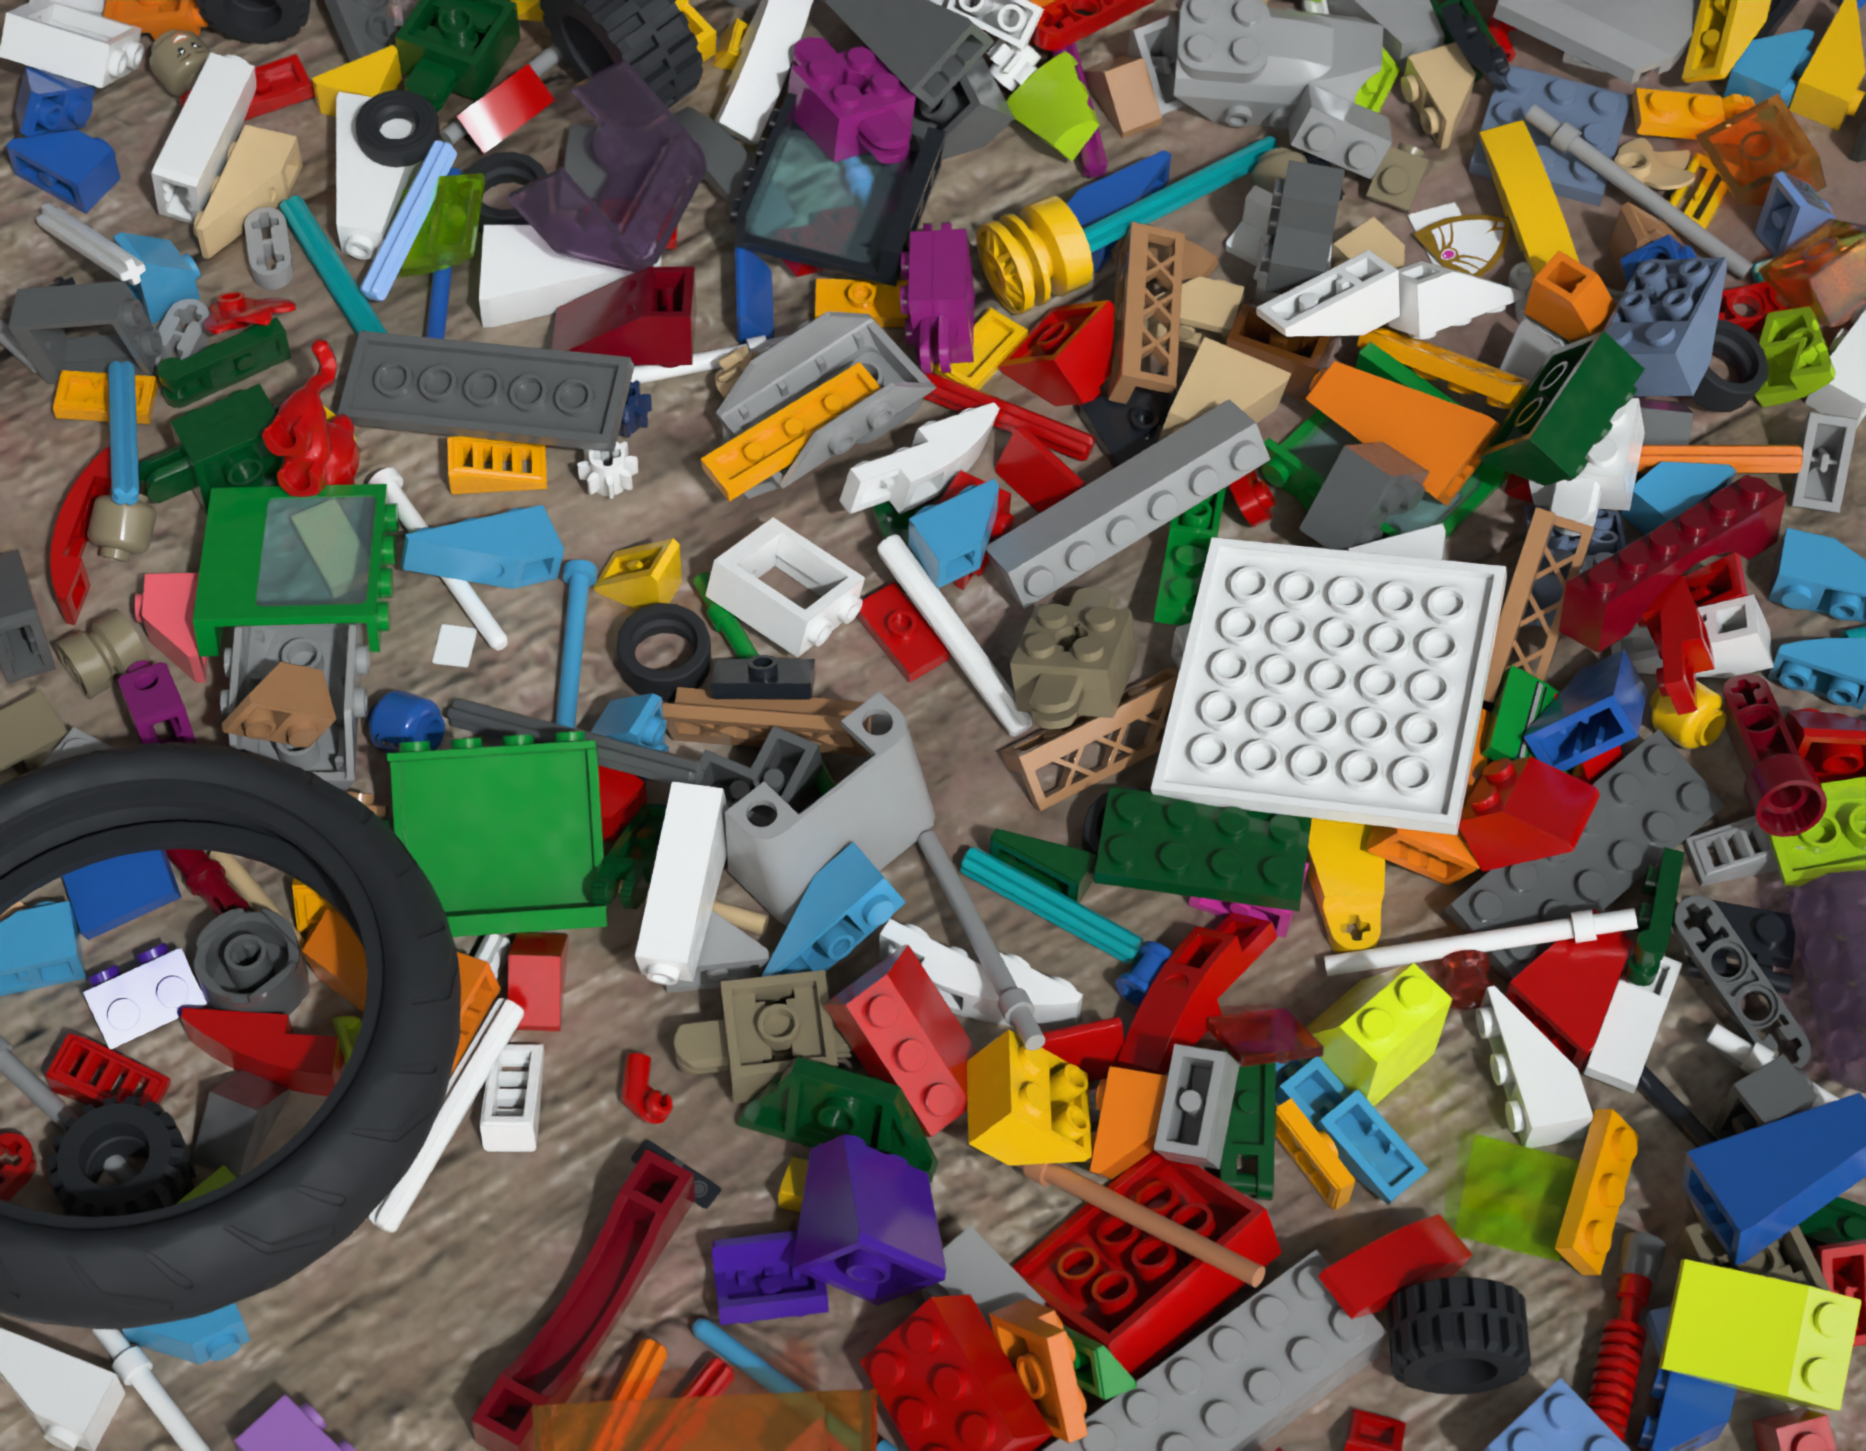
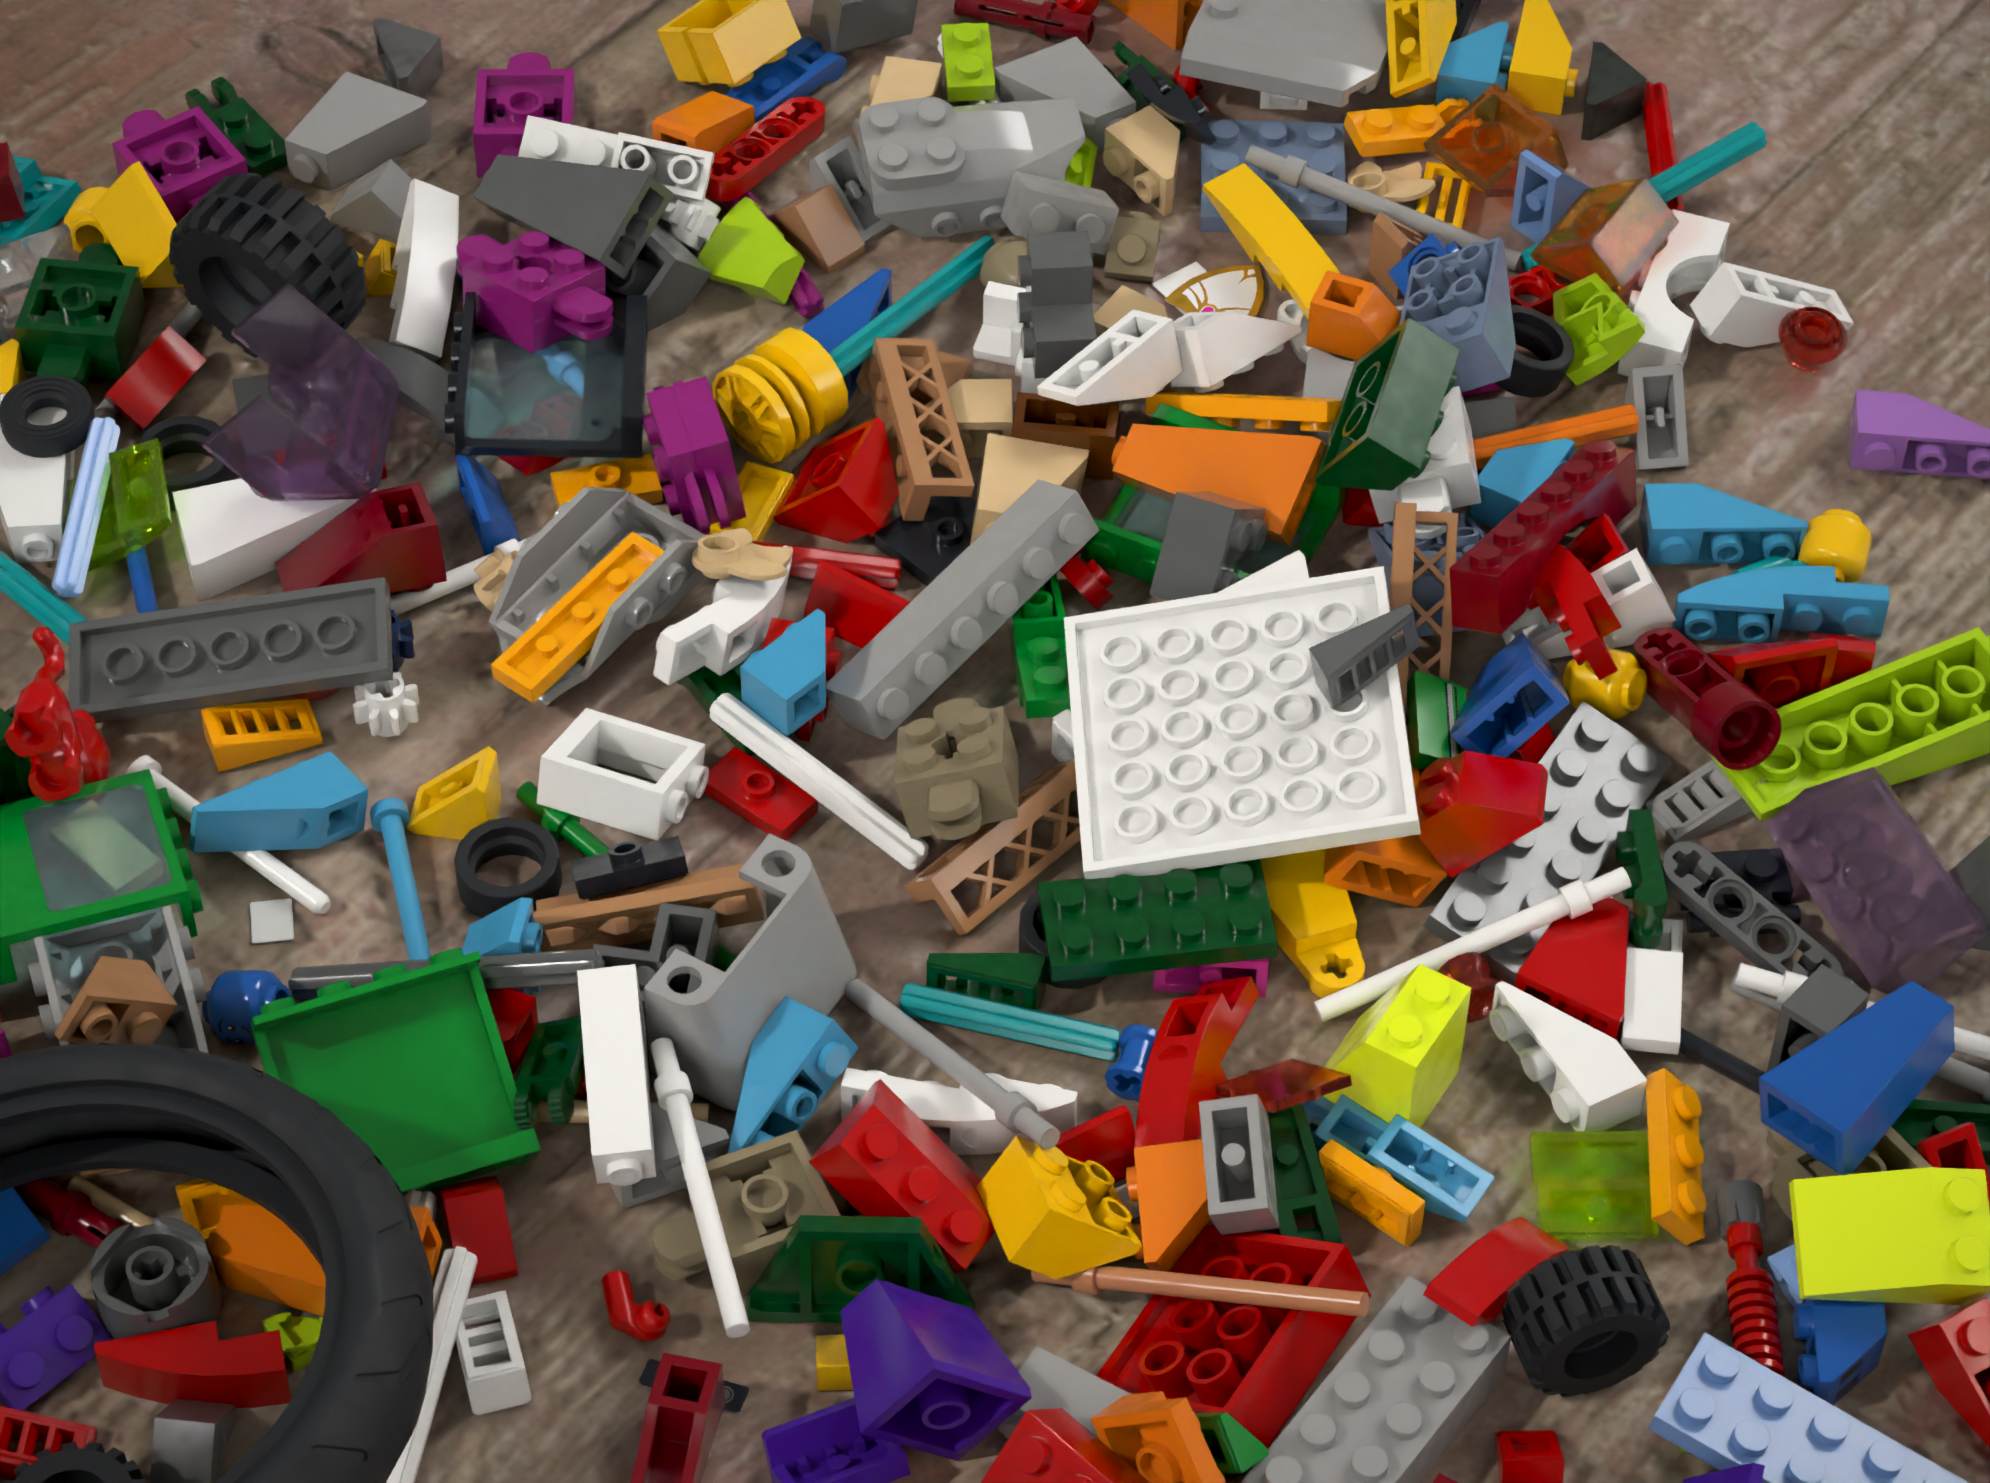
camera: 15 degrees left, 10 degrees down
(728, 911) = (675, 1096): none -> white bar
(944, 407) = (734, 554): none -> tan plate
(1456, 651) = (1362, 654): none -> dark grey slope

